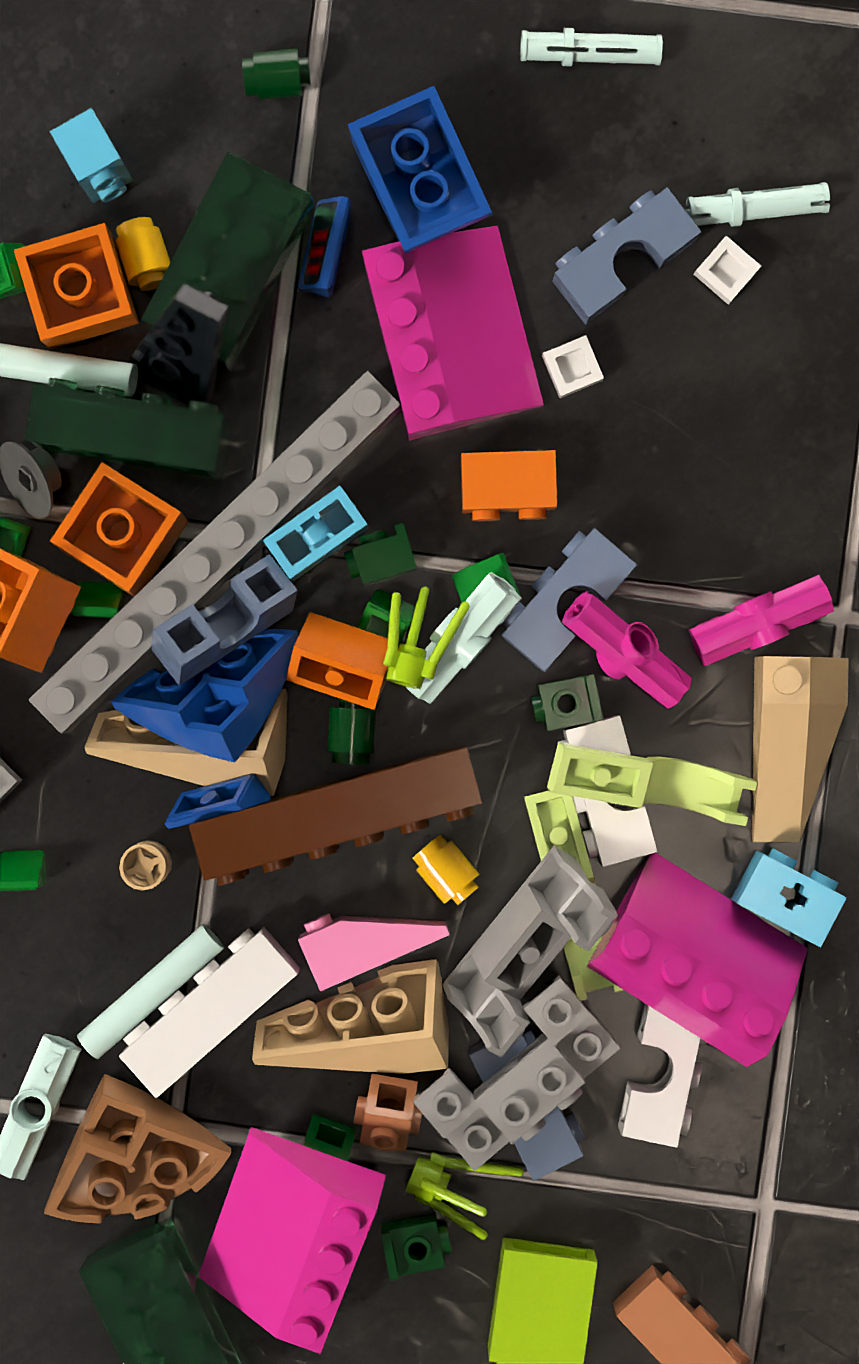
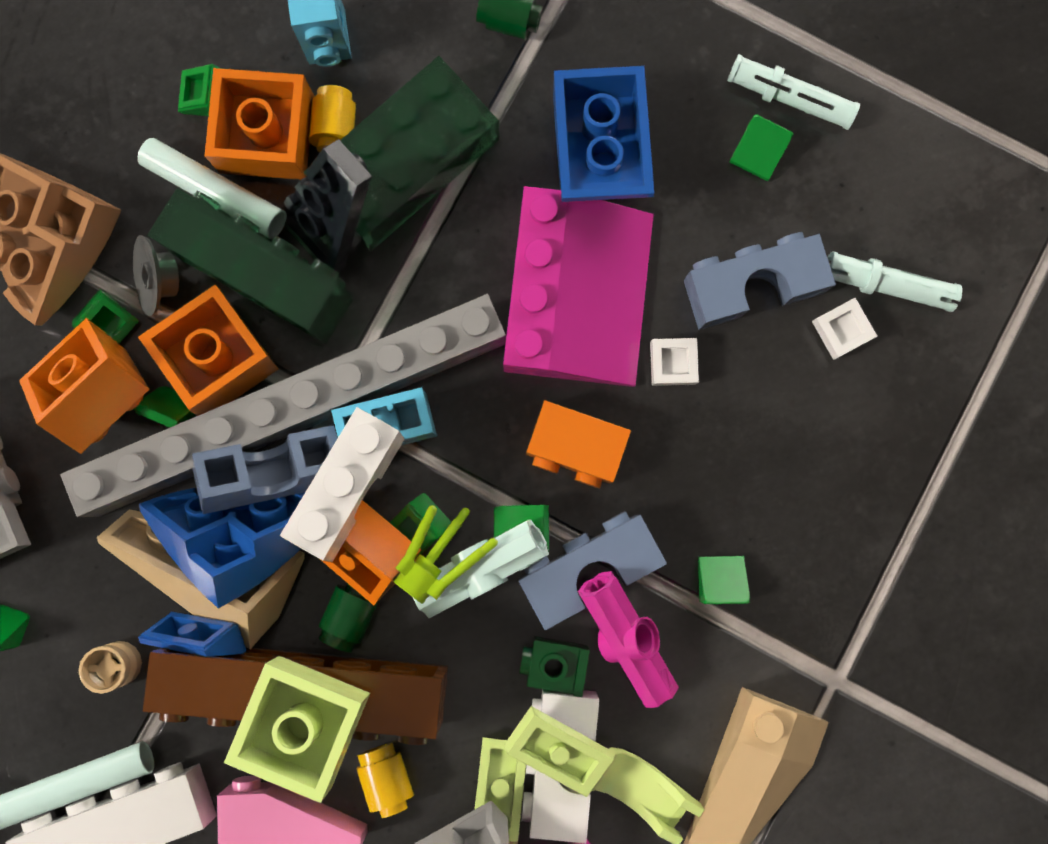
camera: 20 degrees right, 5 degrees down
(306, 603) = (334, 495): none -> white arch
(325, 246) = (496, 175): slope -> none
(355, 833) = (297, 728): none -> yellowish green brick
(381, 556) = (437, 465): dark green brick -> none
(579, 117) = (761, 147): none -> green slope
(697, 561) = (723, 580): none -> slope
(761, 620) = (762, 657): dark pink piece -> none

